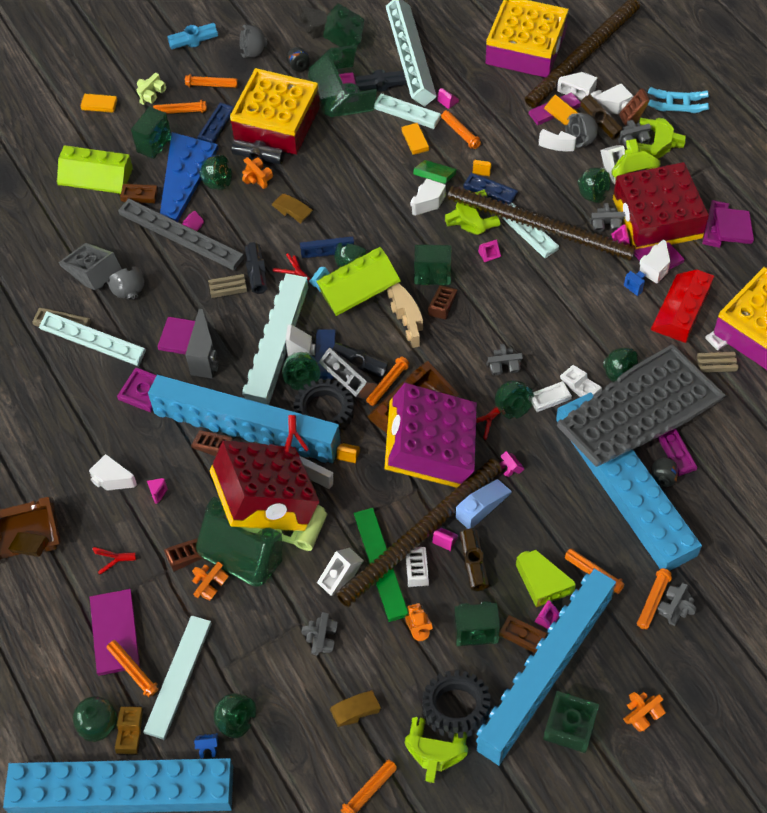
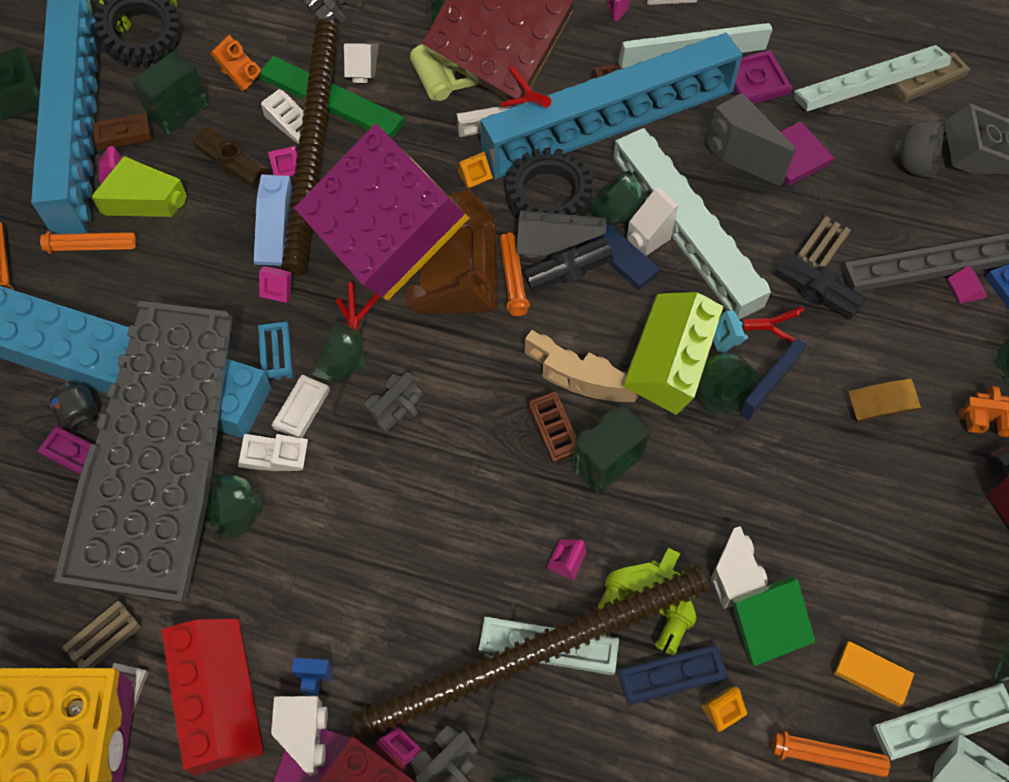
camera: 135 degrees right, 5 degrees up
(156, 422) = (745, 37): none -> light aqua tile
(532, 445) = (277, 372): none -> dark azure tile

